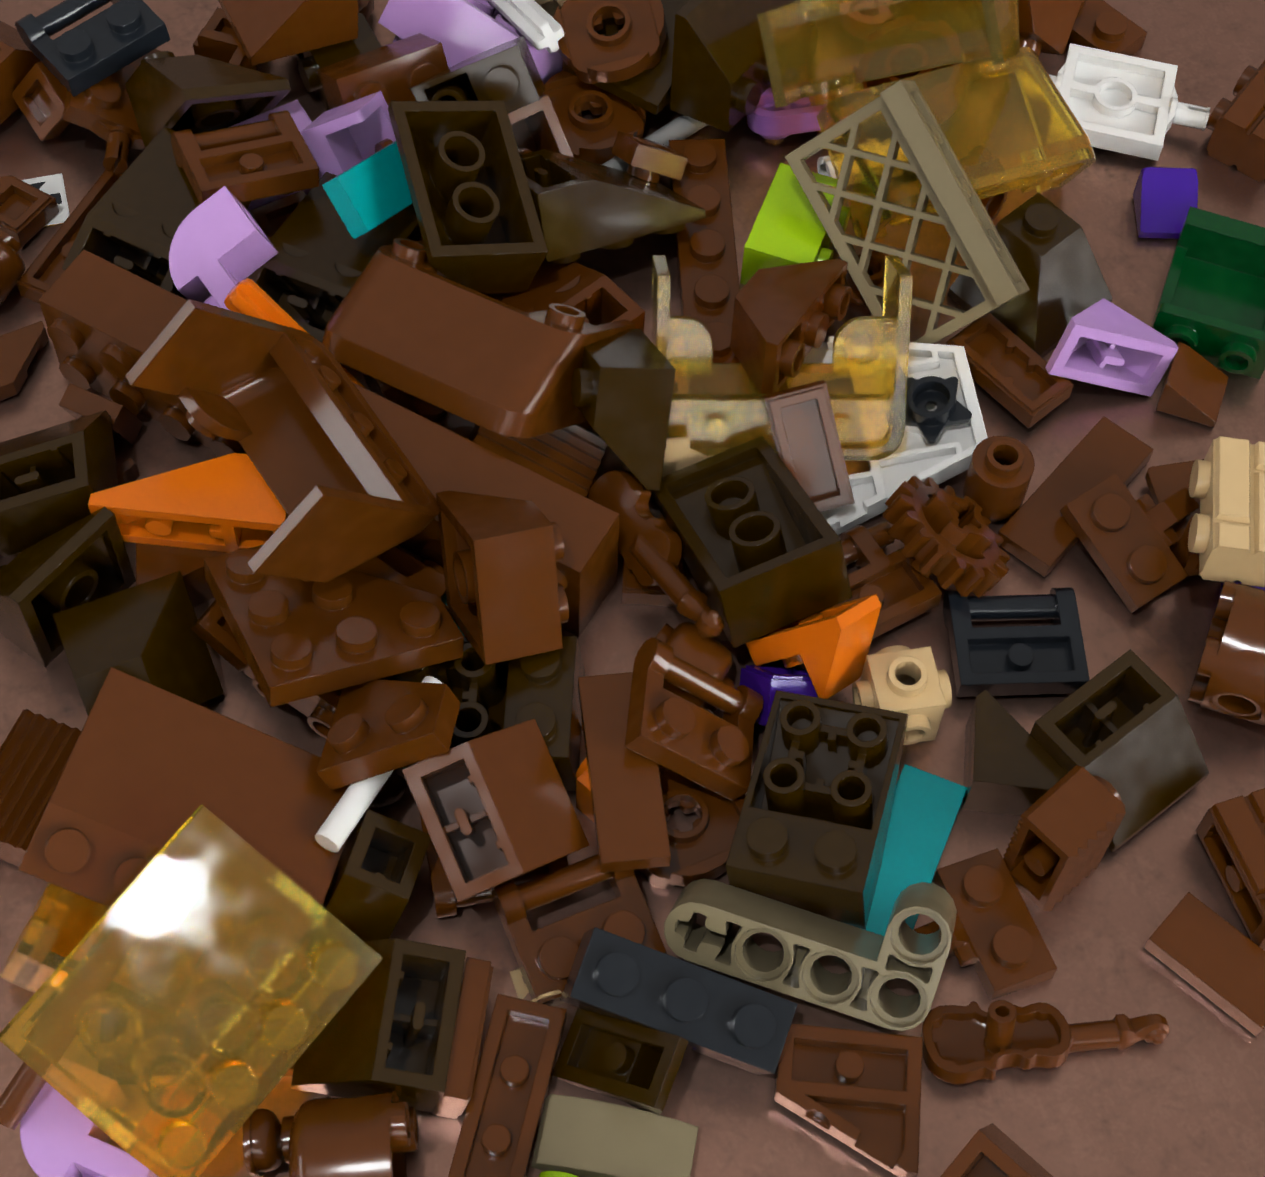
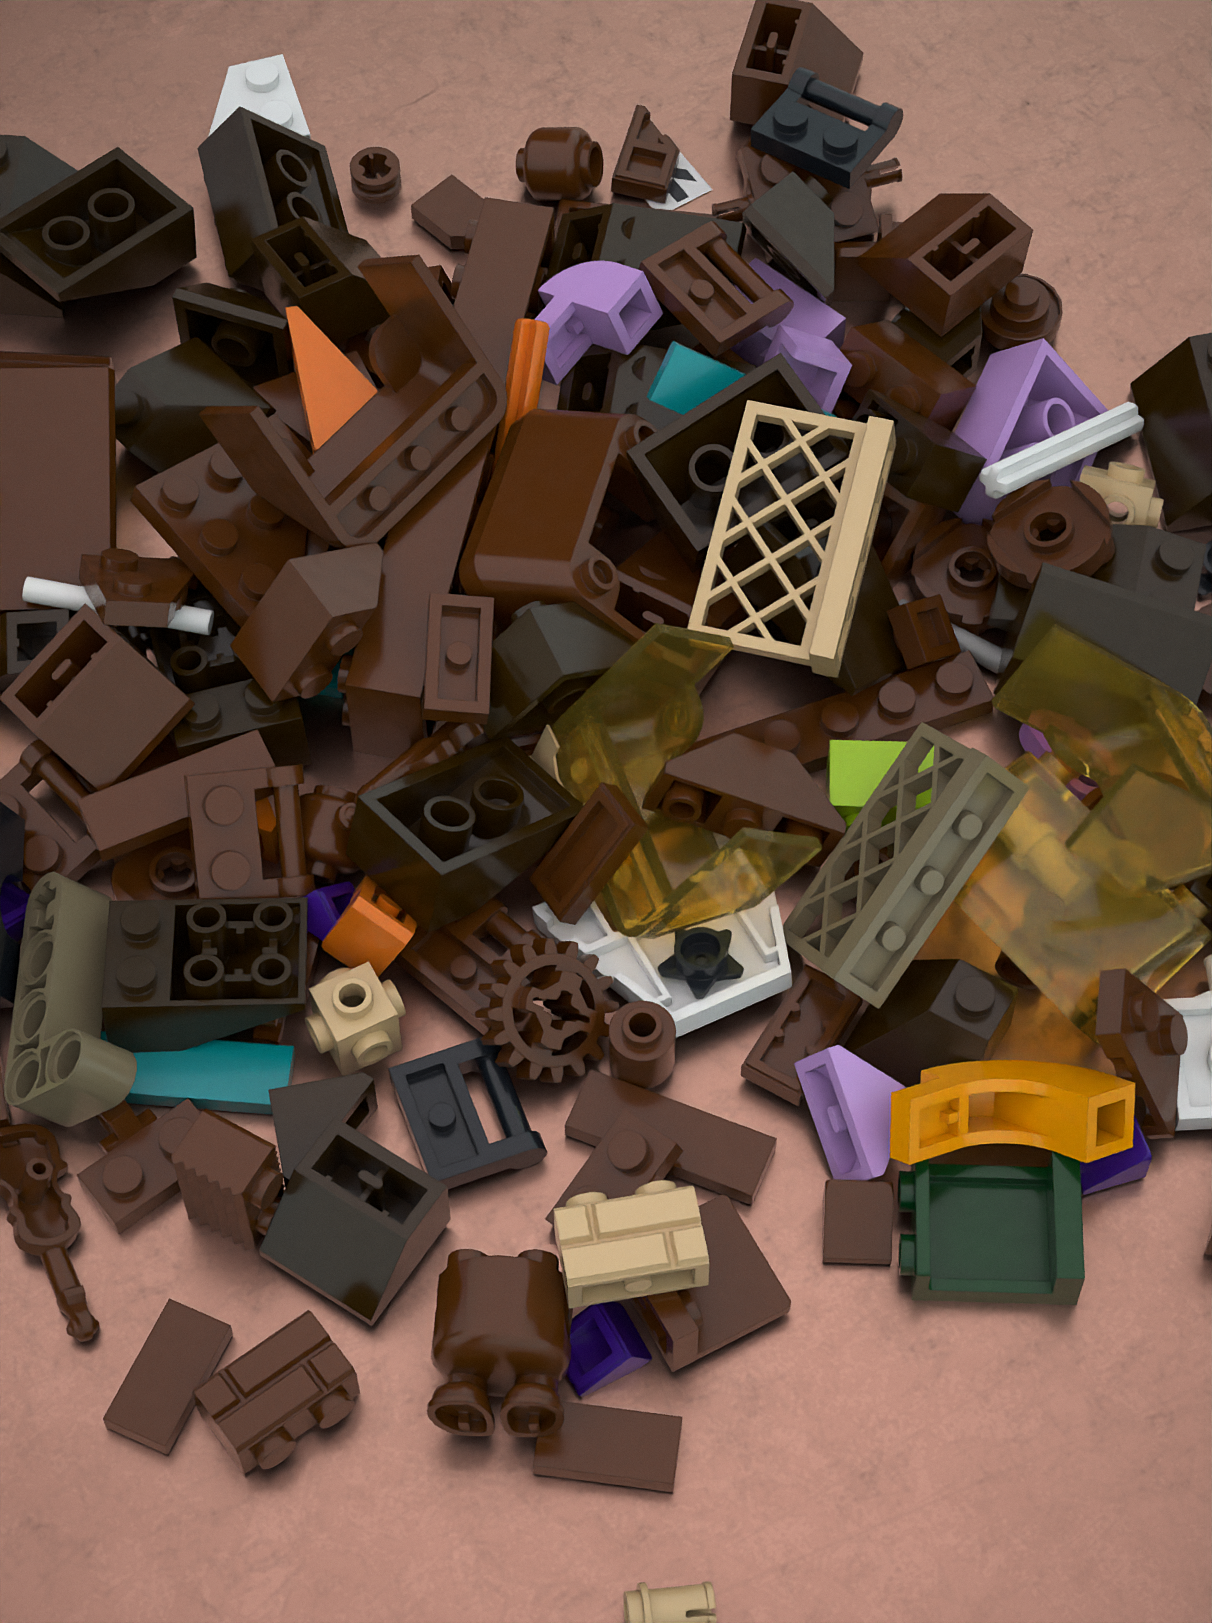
camera: 75 degrees right, 0 degrees up
(593, 466) = (458, 658): none -> reddish brown plate
(596, 125) = (846, 547): none -> tan fence
(1116, 126) = (1144, 1044): none -> reddish brown wing
(1138, 224) = (1012, 1103): none -> light orange arch

